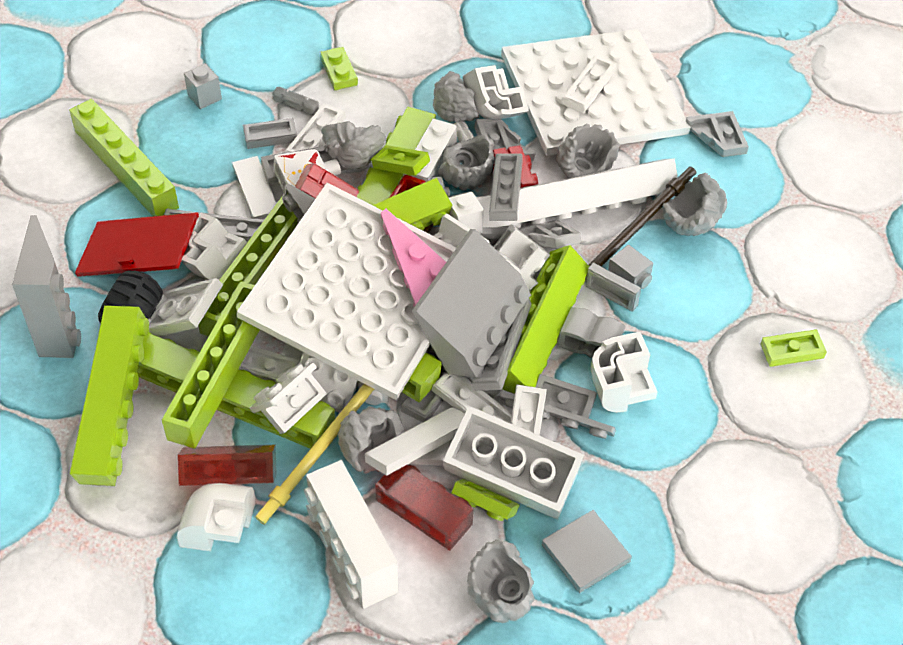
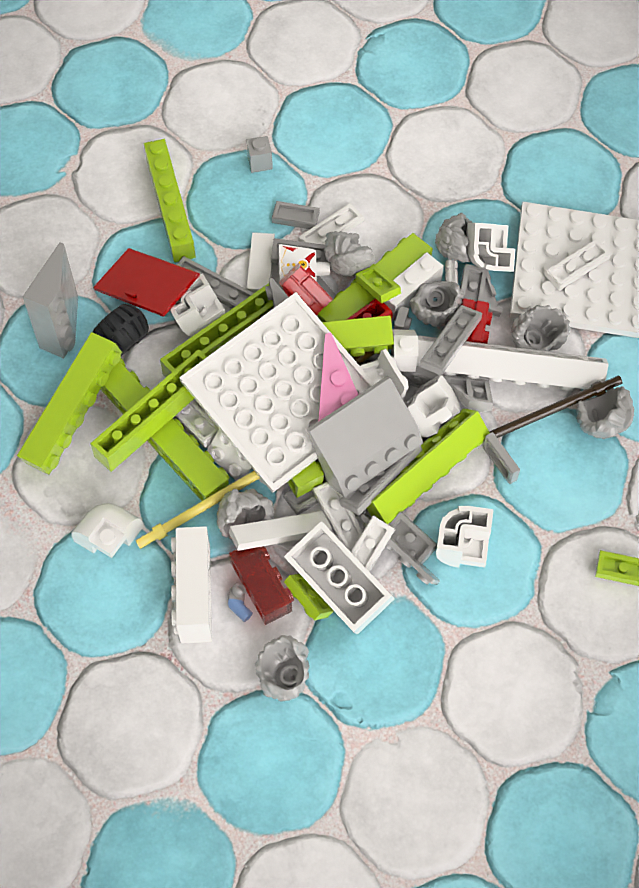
camera: 25 degrees right, 10 degrees up
(183, 307) = (153, 351): white tile -> none
(227, 465) = (131, 493): clear red brick -> none
(290, 397) = (195, 458): white bracket -> none
(295, 100) = (329, 192): light grey axle -> none
(339, 68) = (379, 173): lime plate -> none
(406, 538) = (236, 602): none -> arm
(586, 331) = (459, 489): light grey brick -> none
(586, 551) = (365, 668): light grey tile -> none
(632, 266) = (523, 448): brick -> none

